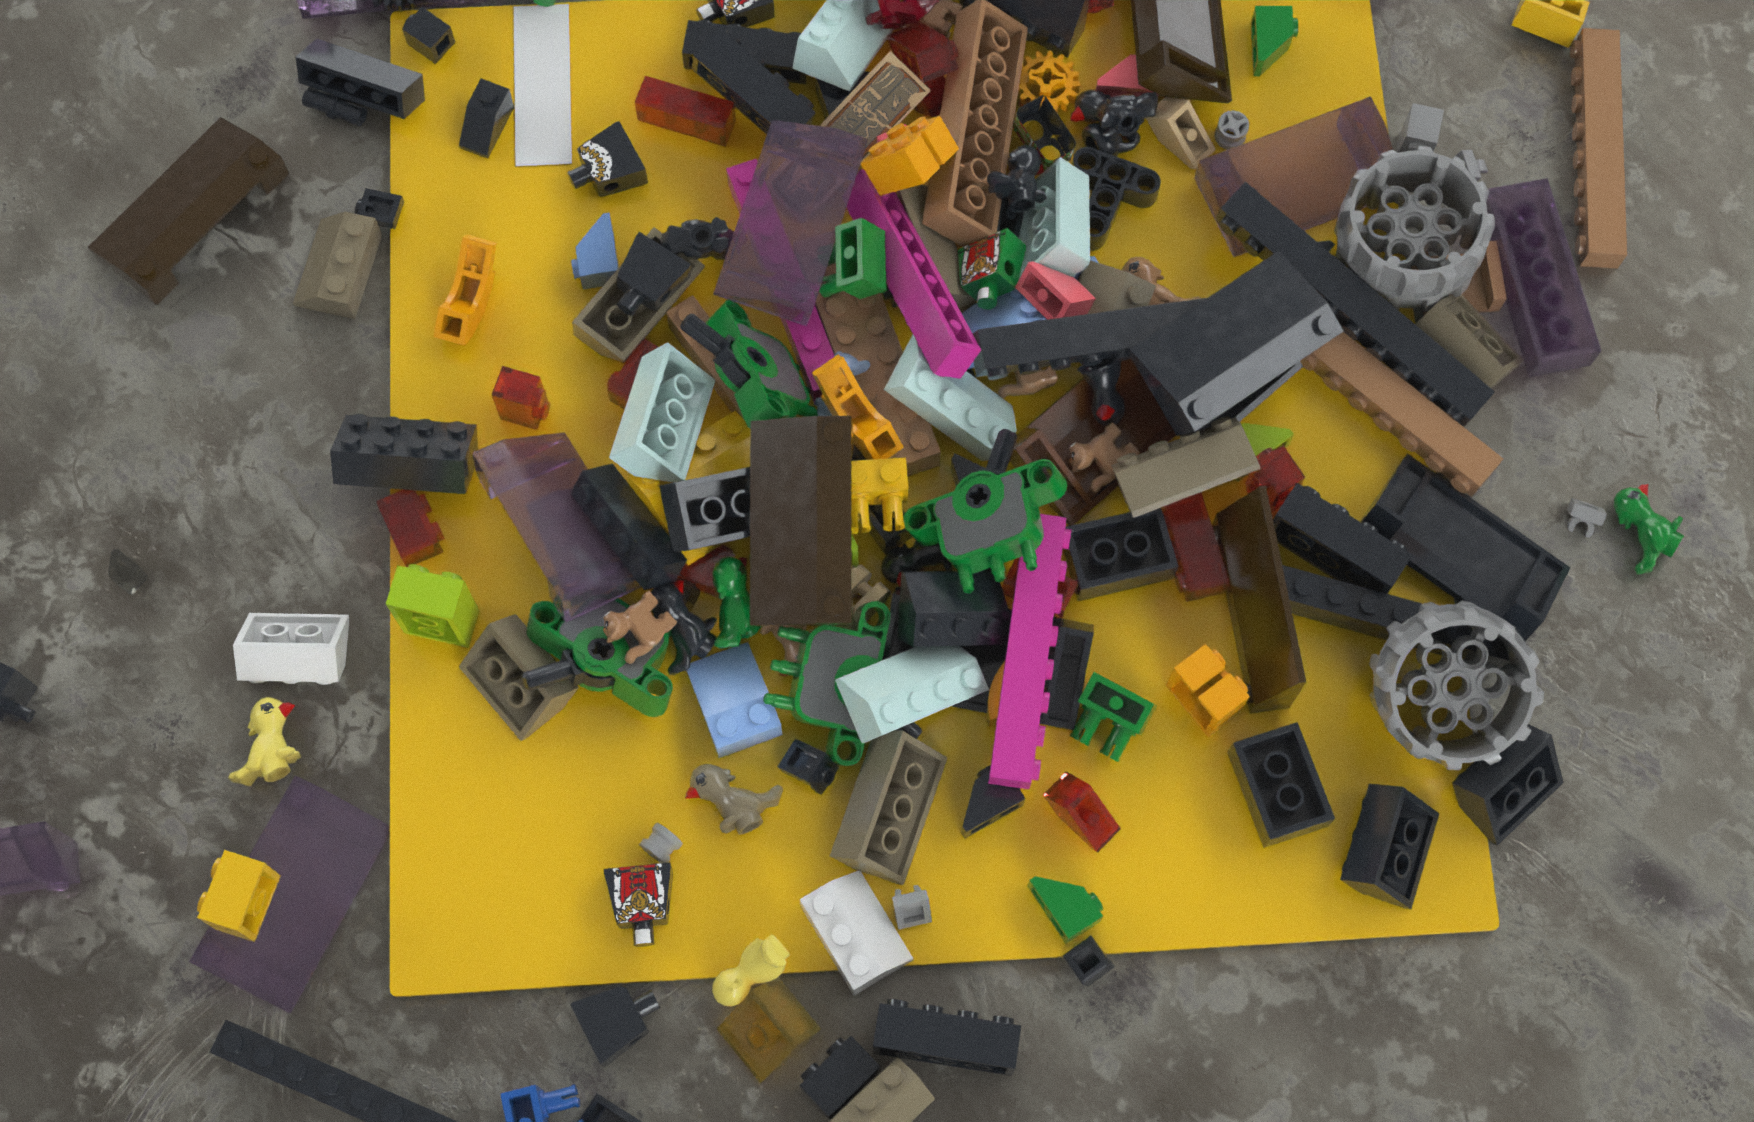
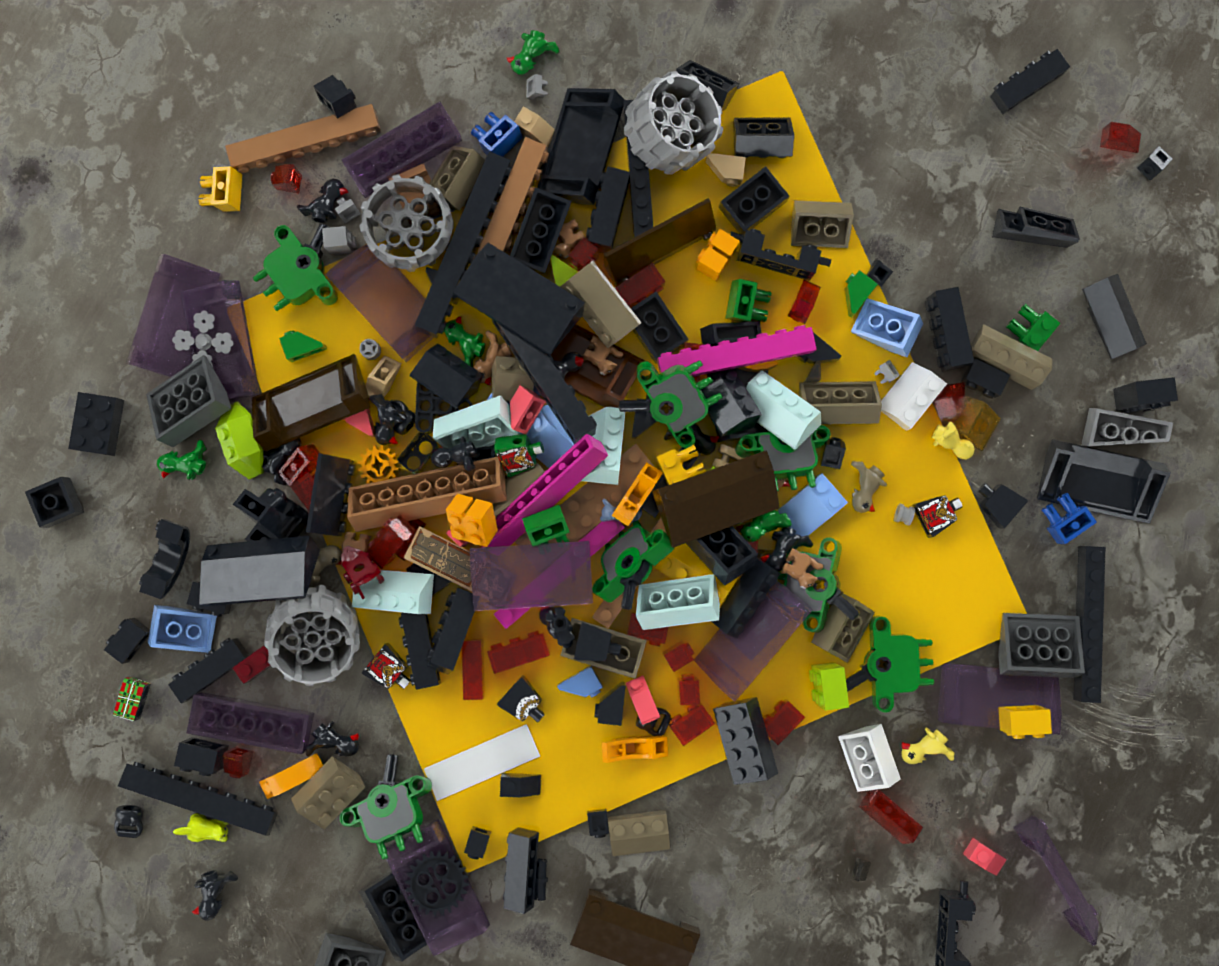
camera: 110 degrees left, 15 degrees up
(51, 771) = (984, 856): none -> coral slope
(185, 641) = (890, 816): none -> clear red brick
(350, 993) = (1041, 645): none -> dark grey slope
(422, 748) = (900, 667): none -> green piece
(467, 387) = (691, 723): none -> clear red brick
(504, 334) = (649, 727): none -> black piece
(535, 326) = (642, 700): none -> coral slope
(541, 279) = (611, 706): none -> black slope
(580, 401) = (679, 655): none -> clear red brick
(684, 179) = (518, 651): none -> clear red brick
(820, 994) = (951, 402): none -> clear red slope
(953, 782) = (815, 373): none -> clear smoke slope
(987, 935) = (888, 327): none -> light blue slope
(1149, 213) = (447, 375): none -> black slope
(1189, 269) = (469, 344): none -> green animal
(1200, 751) = (802, 267): none -> black brick
(1206, 888) = (821, 224): none -> dark tan slope
(1320, 473) = (568, 238): none -> medium nougat animal
(1340, 426) = (540, 230): none -> black slope
(1351, 767) = (727, 168): none -> tan slope
(1392, 66) = (297, 270): none -> green piece
(1483, 139) = (322, 207): none -> black animal
(1514, 427) = (500, 137): none -> blue brick
(1518, 487) = (534, 126): none -> tan slope
(1540, 103) = (286, 178): none -> clear red slope
(1654, 207) = (335, 96): none -> black brick

